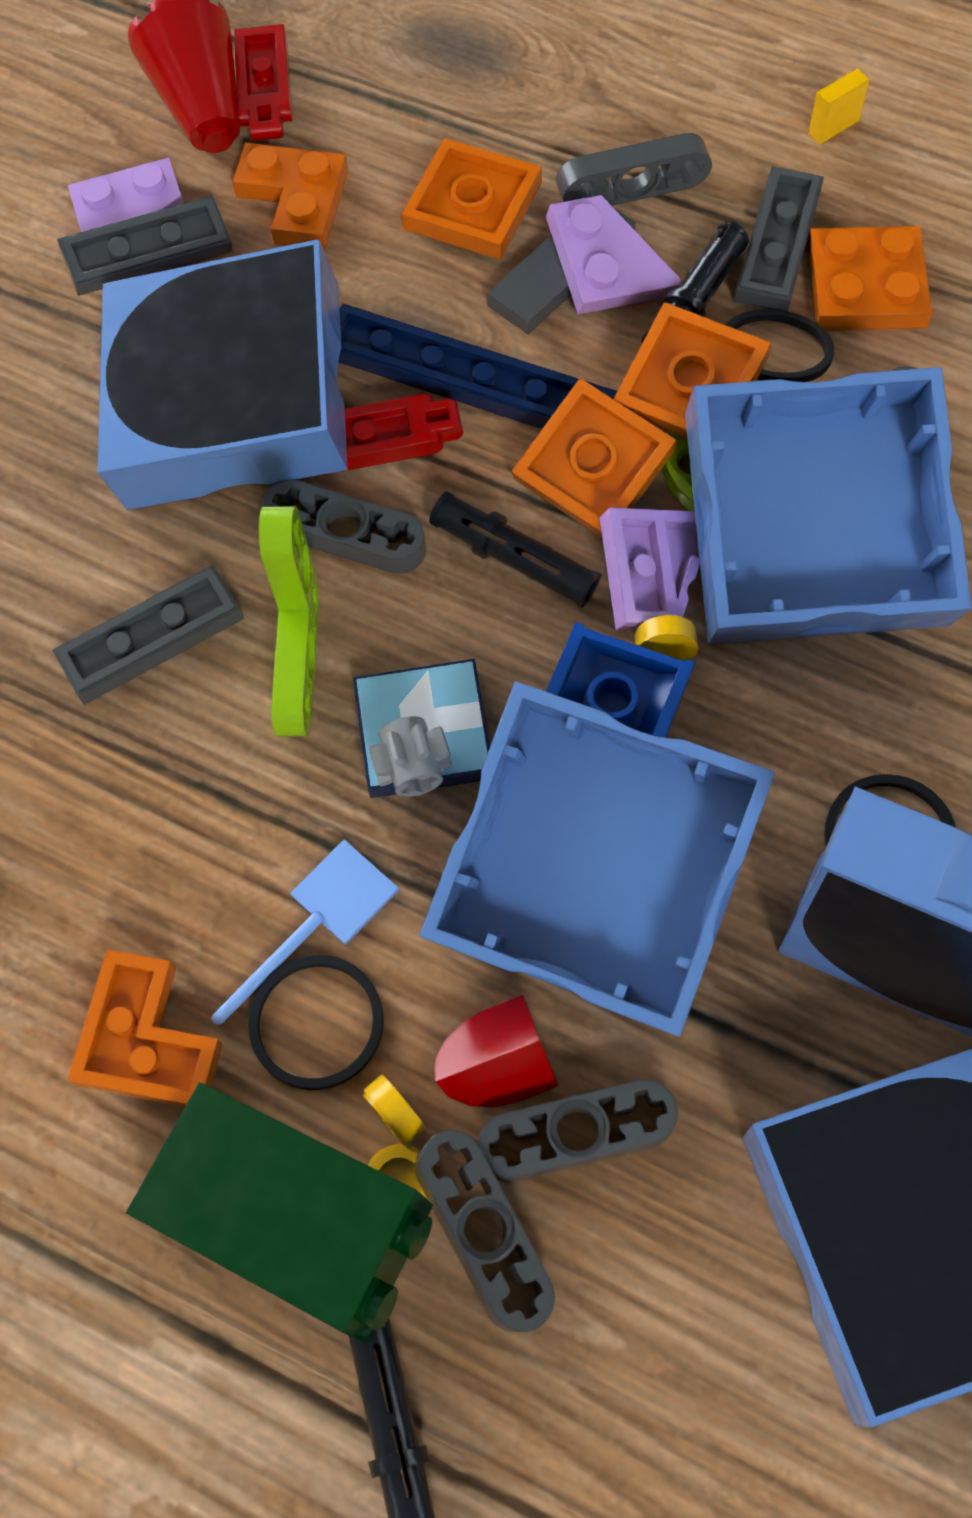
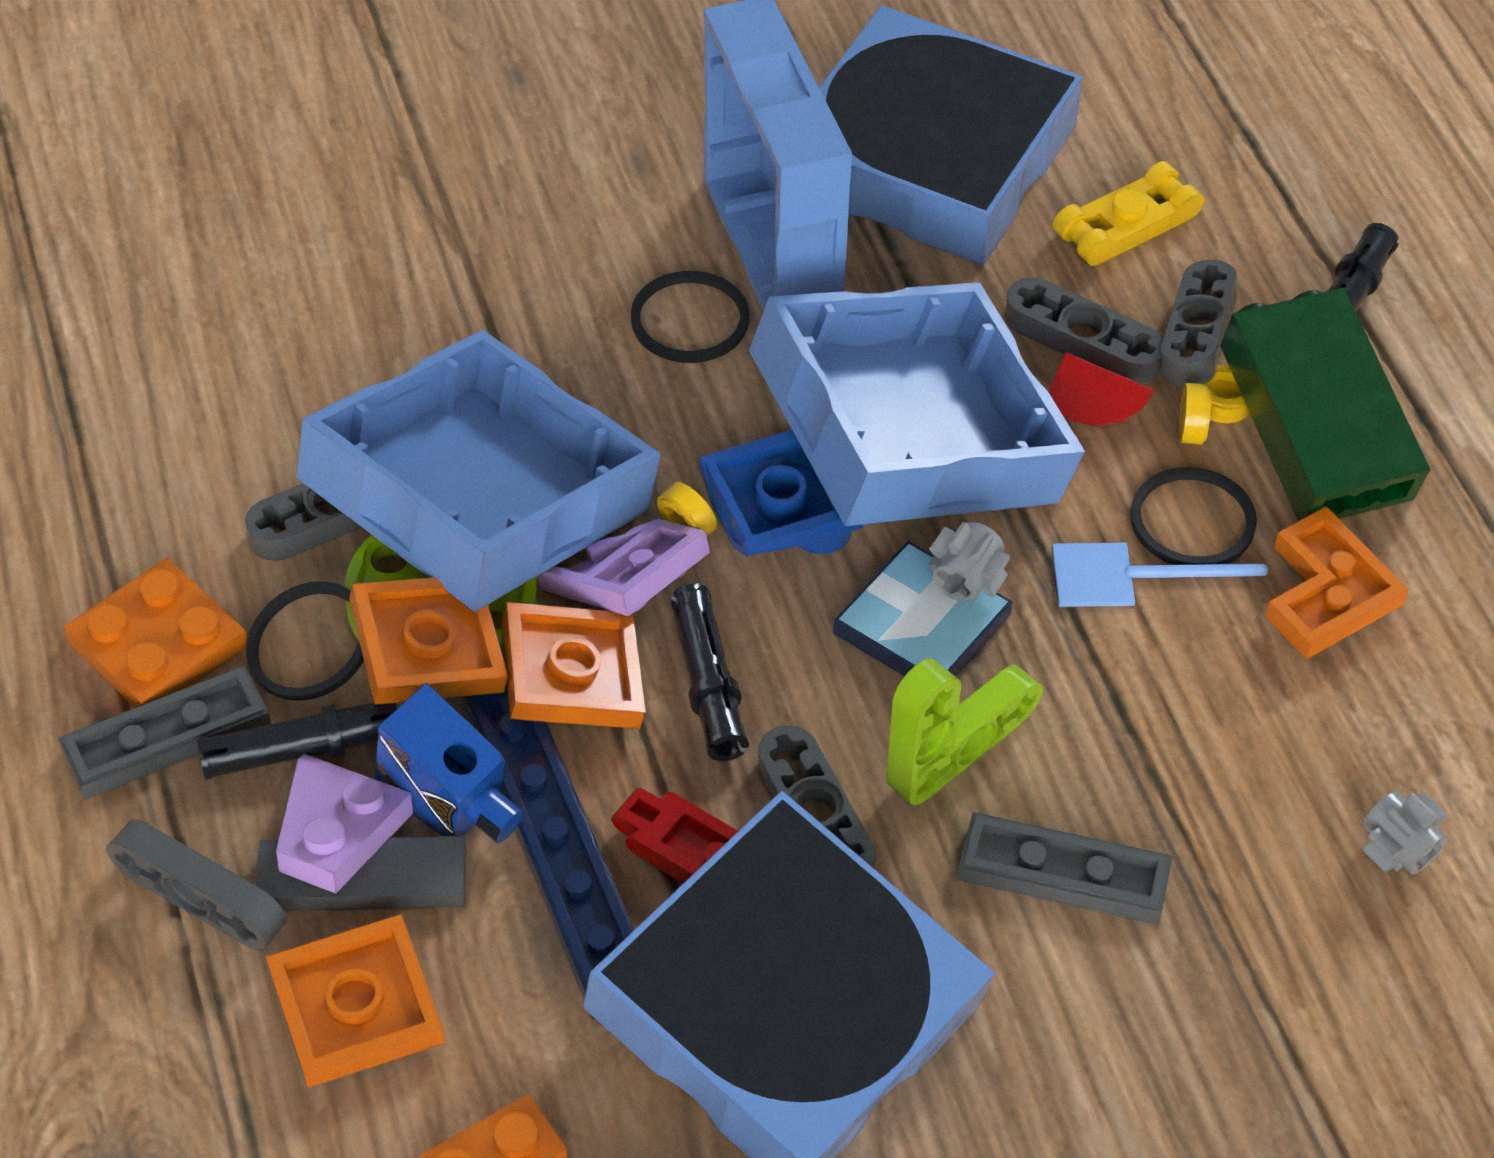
camera: 140 degrees left, 15 degrees down
(575, 320) = (445, 767): none -> blue torso
(678, 1329) = (1129, 215): none -> yellow plate

